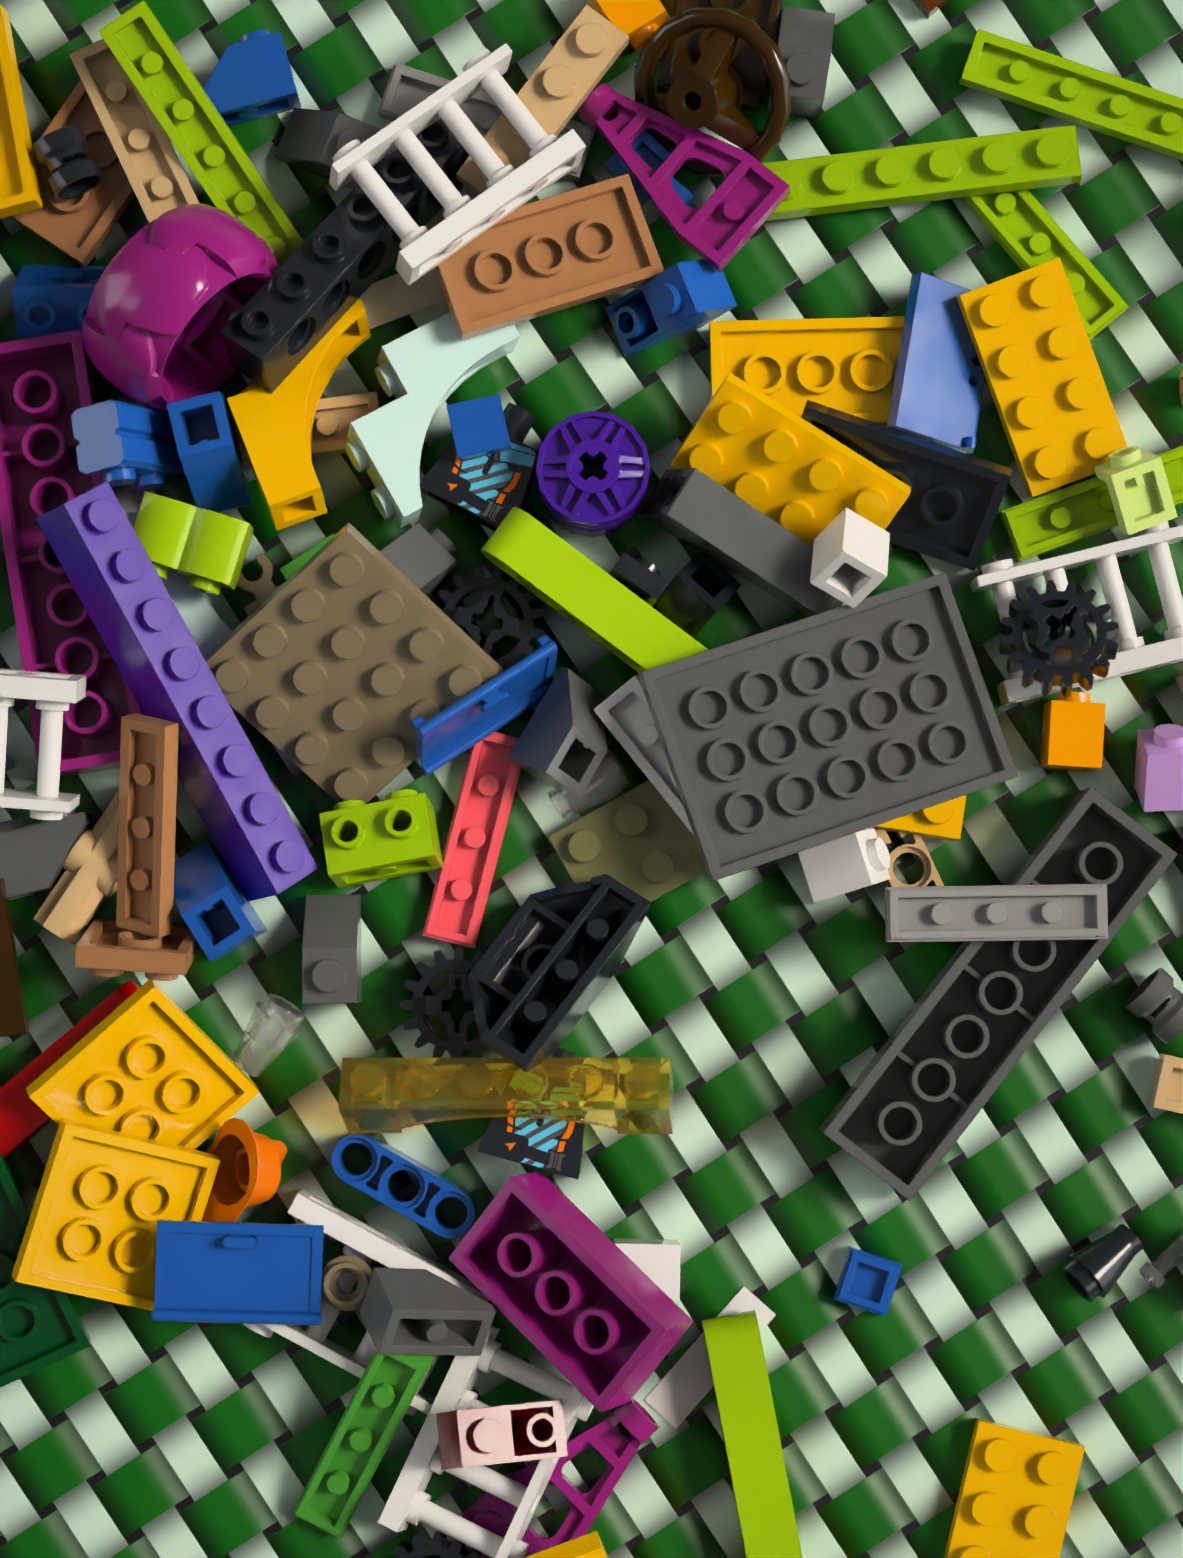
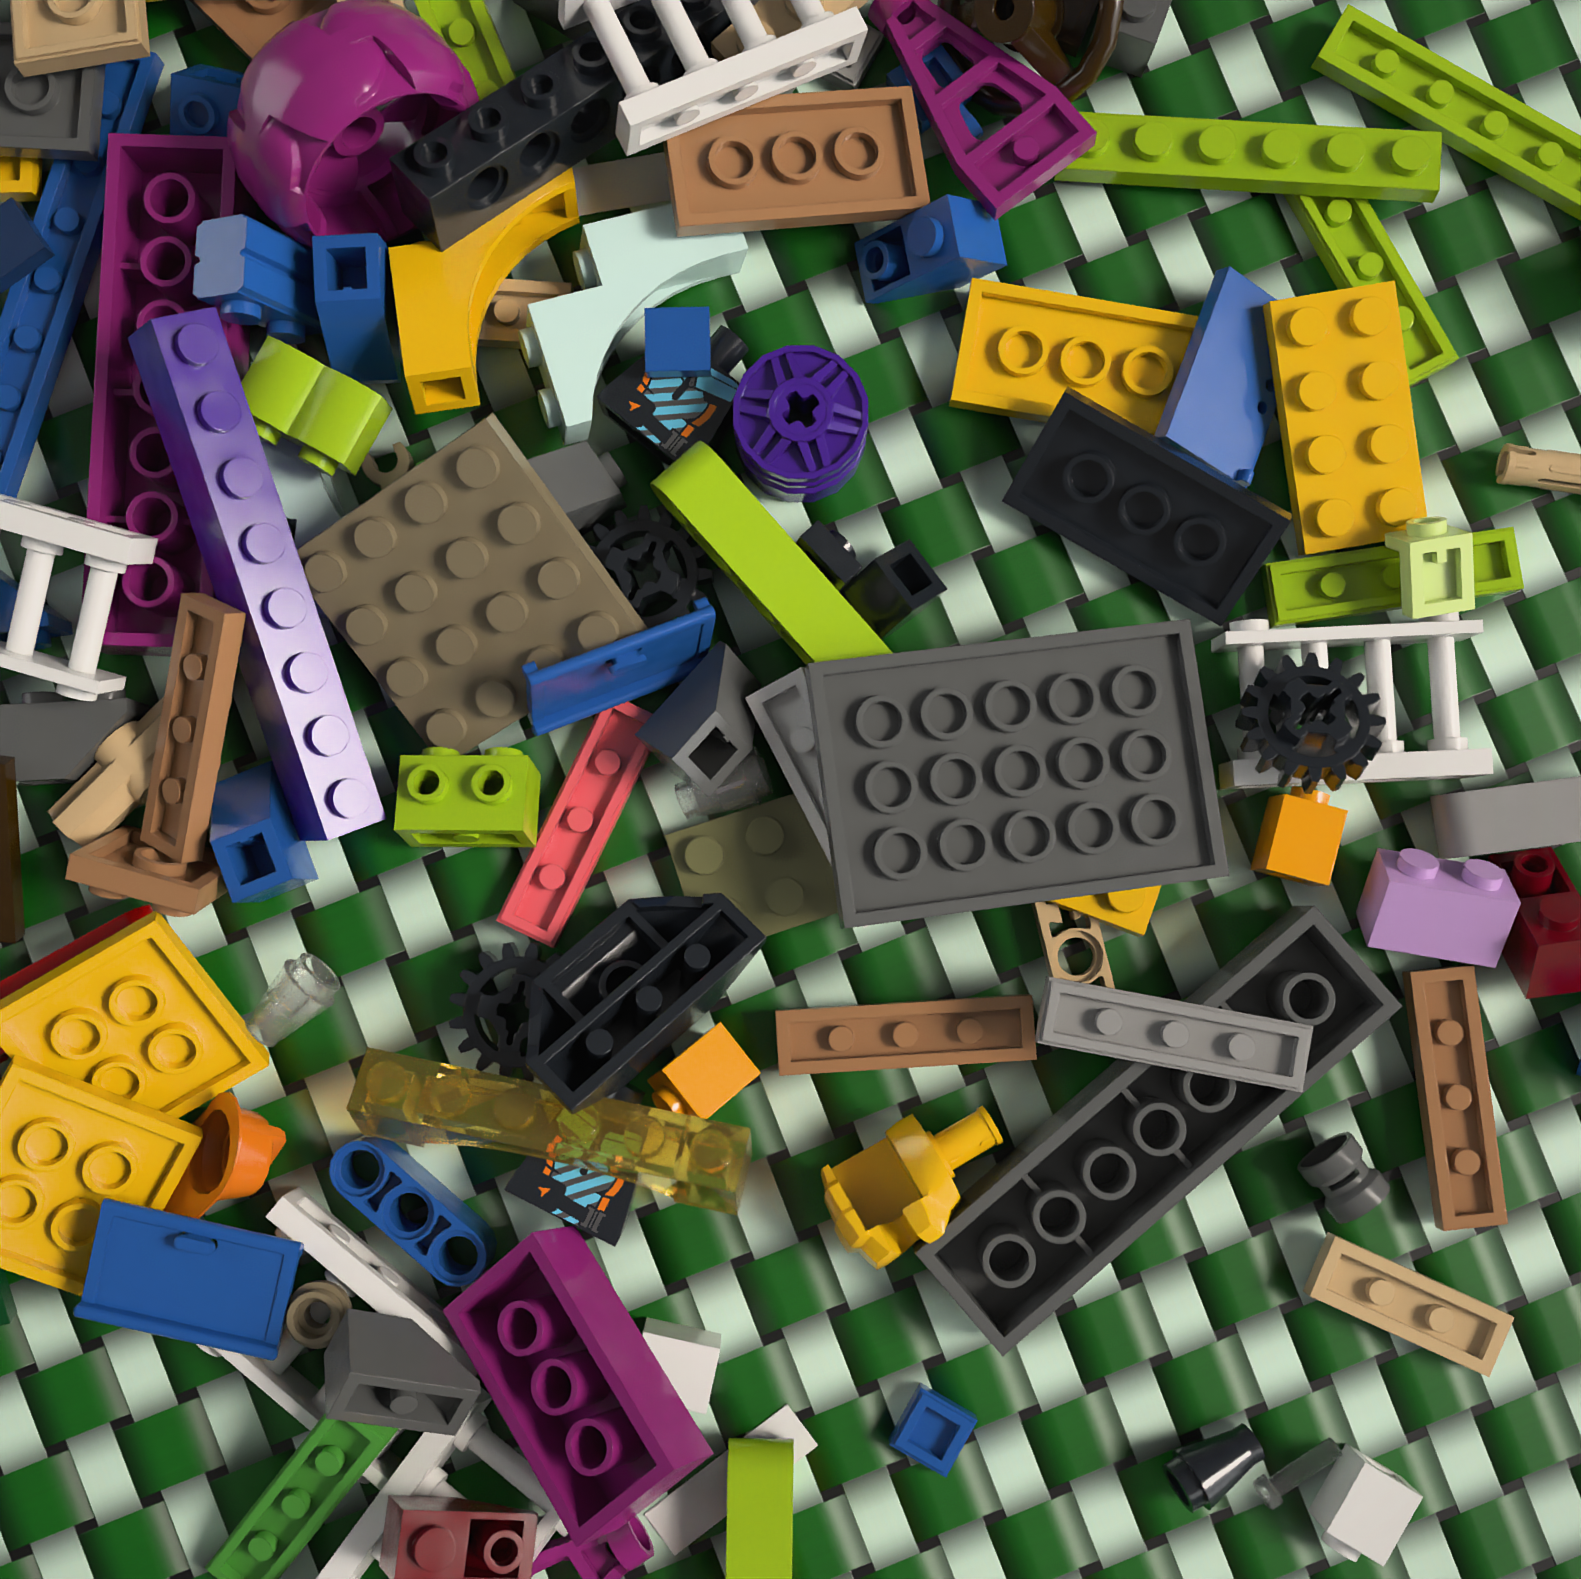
camera: 15 degrees right, 0 degrees up
(332, 949) = (386, 919): dark grey slope -> none
(621, 1025) = (703, 1075): none -> light orange brick
(737, 538) = (963, 538): dark grey slope -> none
(780, 961) = (905, 1034): none -> medium nougat plate
(785, 463) = (1030, 470): yellow plate -> none
(802, 1082) = (903, 1186): none -> yellow piece
(845, 864) = (1004, 939): white brick -> none
(850, 558) = (1083, 578): white brick -> none

